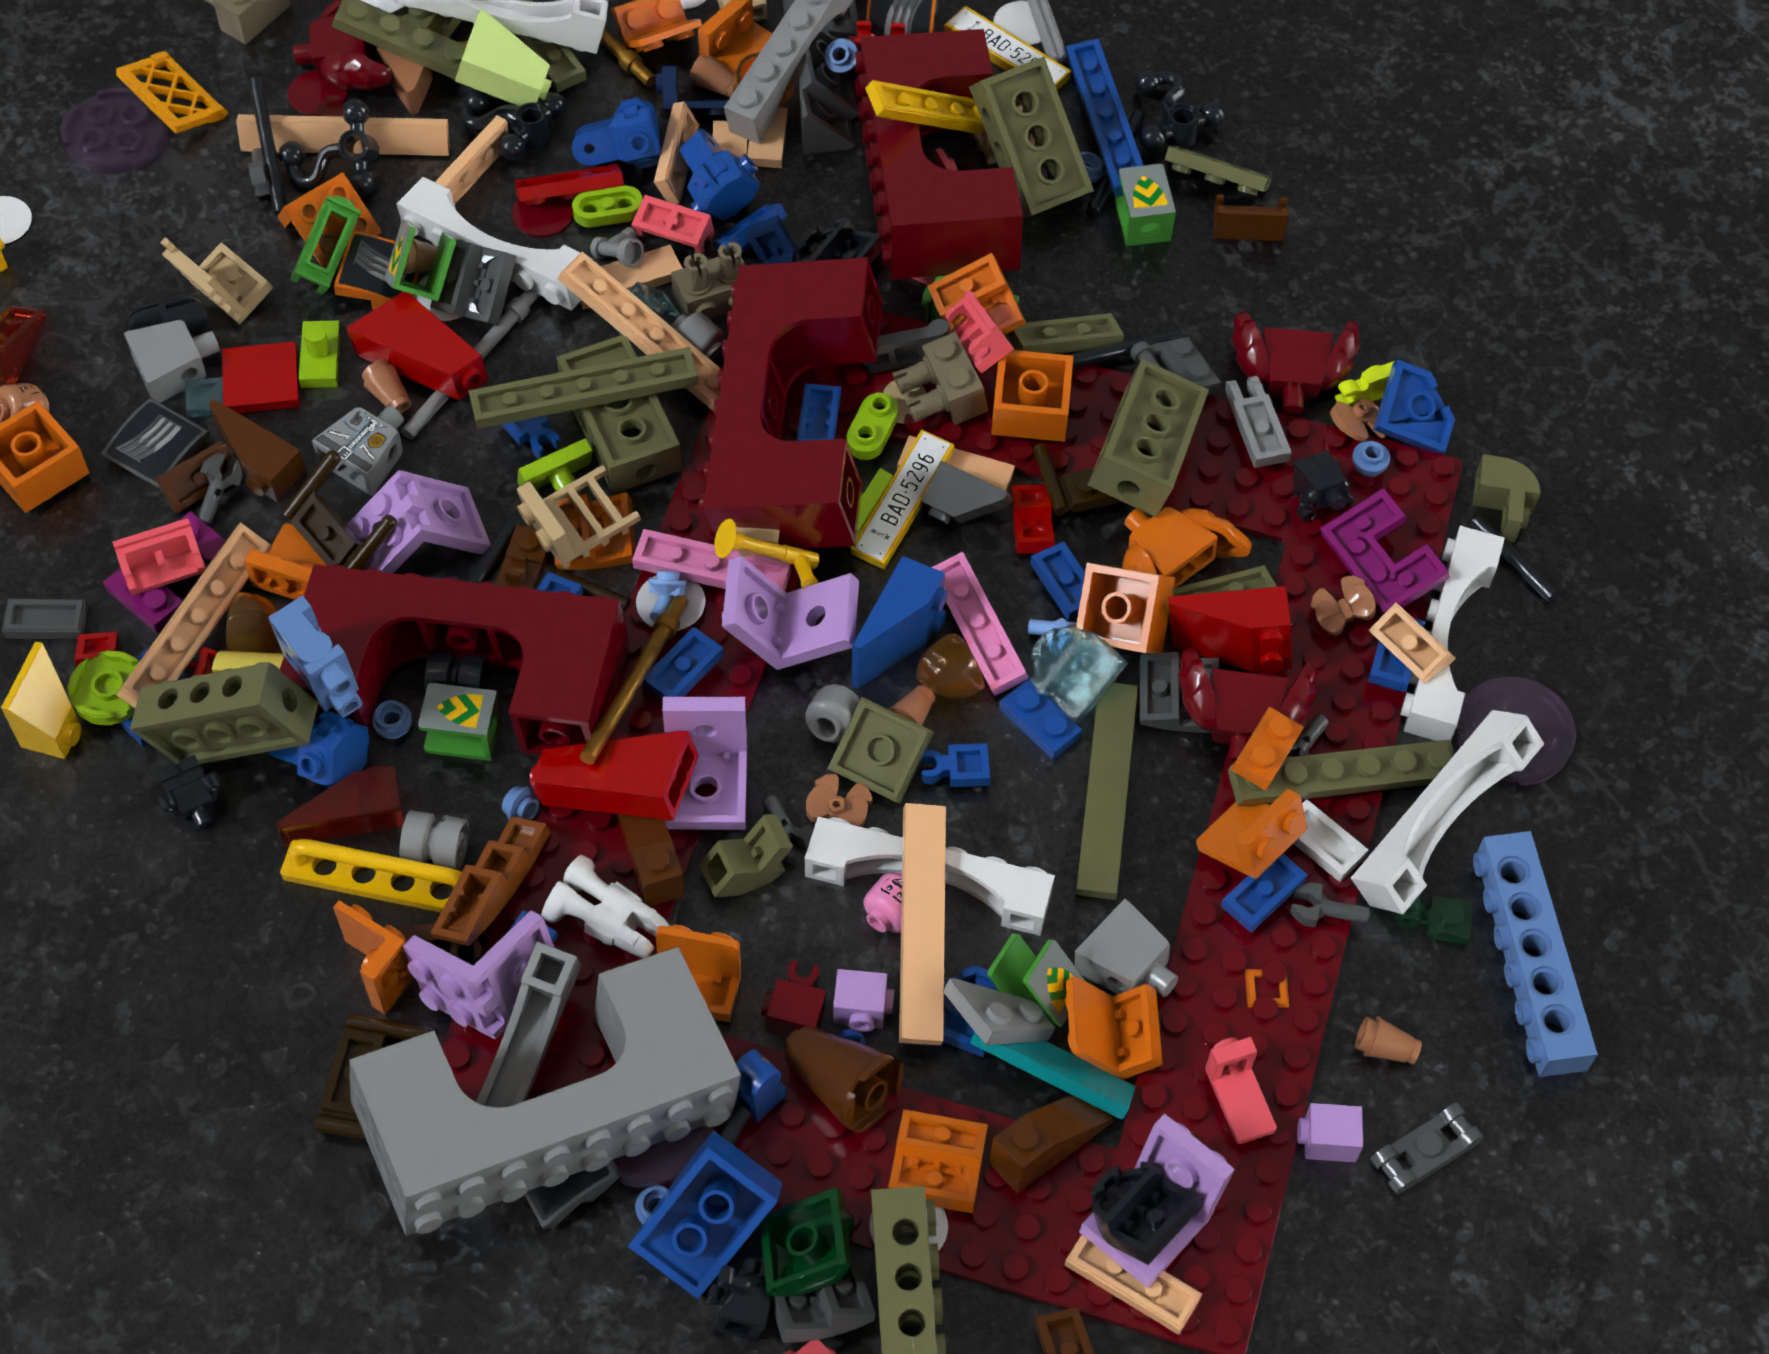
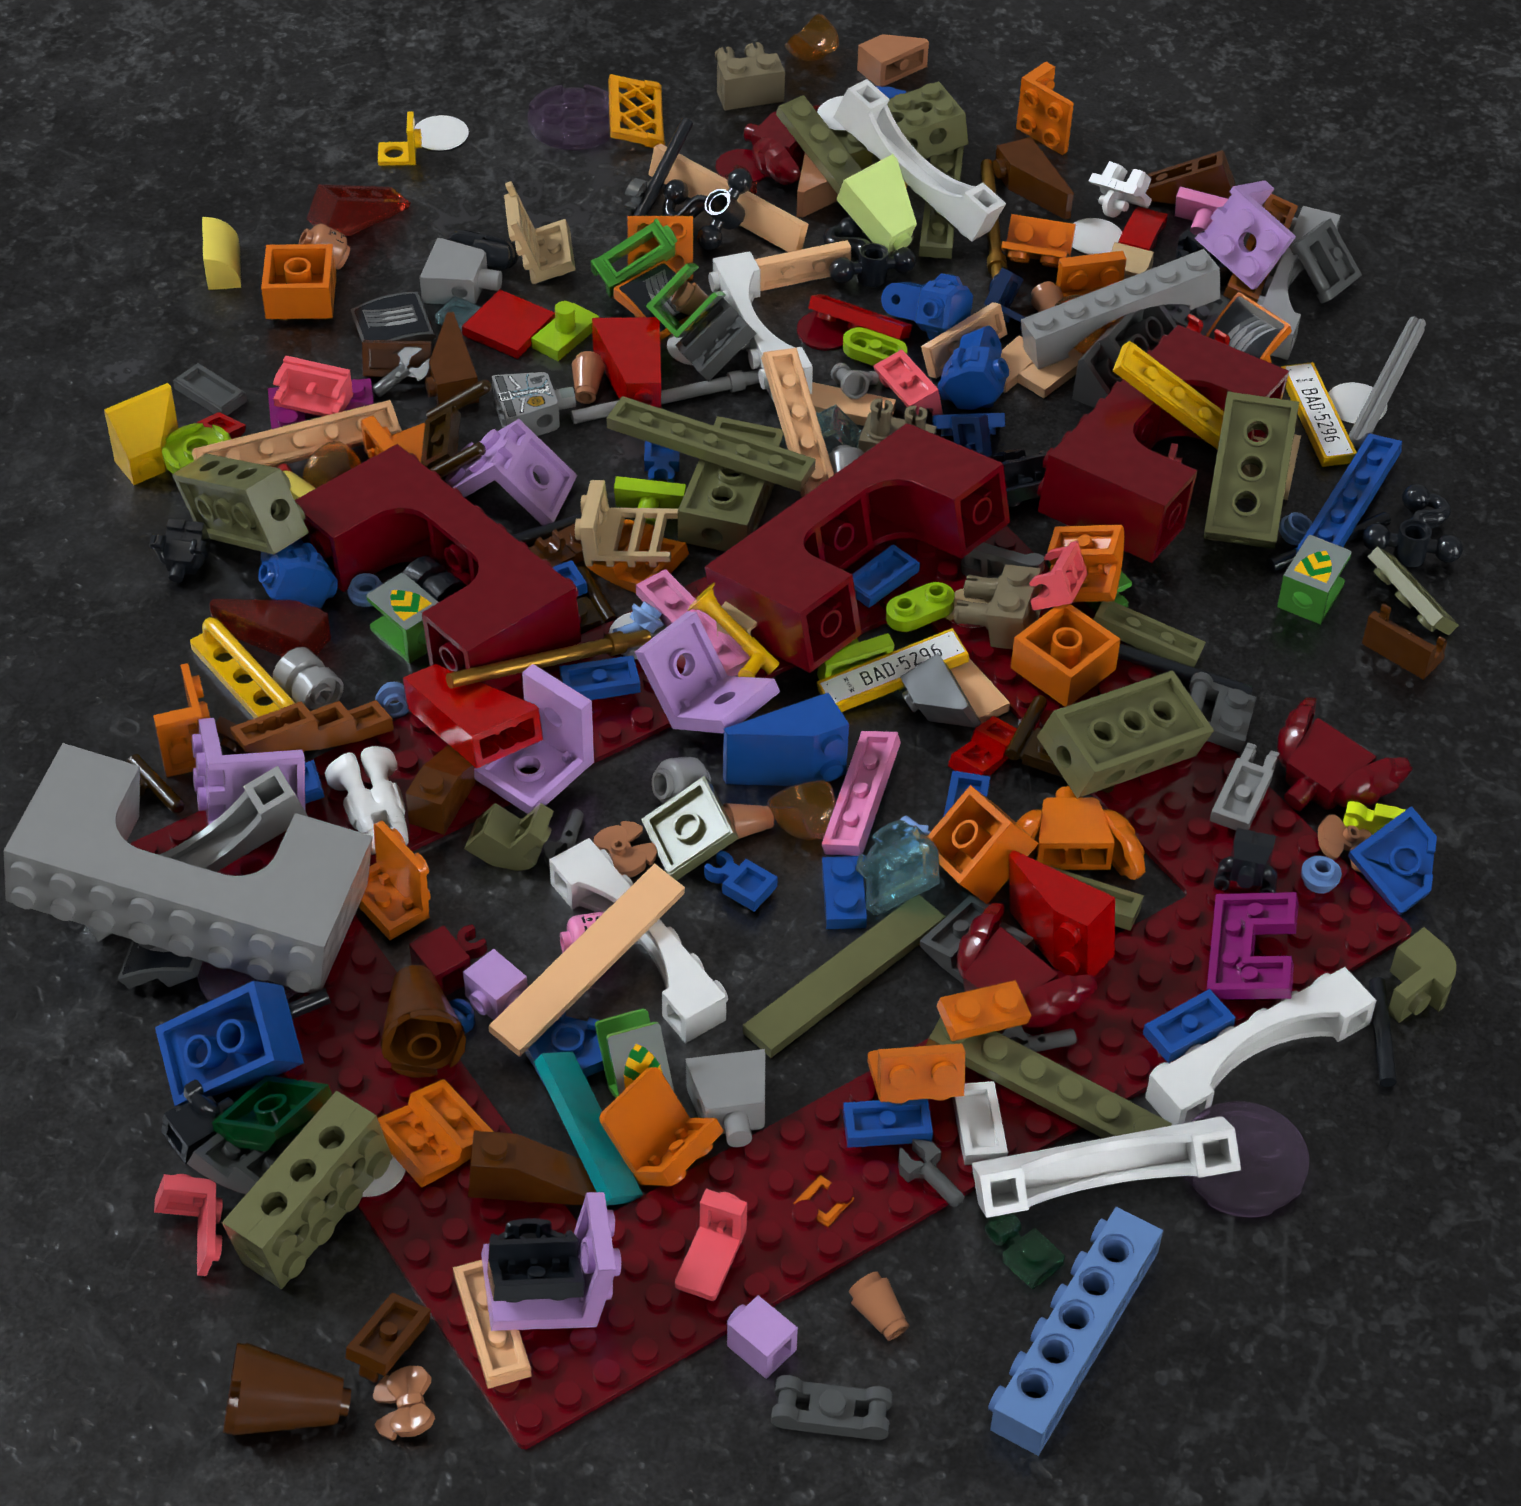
camera: 40 degrees right, 10 degrees down
(315, 658) = (321, 486): medium blue hips -> none
(759, 1085) = (350, 987): blue leg -> none
(845, 65) = (1154, 333): medium blue plate -> none
(998, 1015) = (576, 1059): light grey wing -> none
(1357, 604) = (1165, 965): nougat piece -> none
(1411, 643) = (1204, 1023): light nougat slope -> none

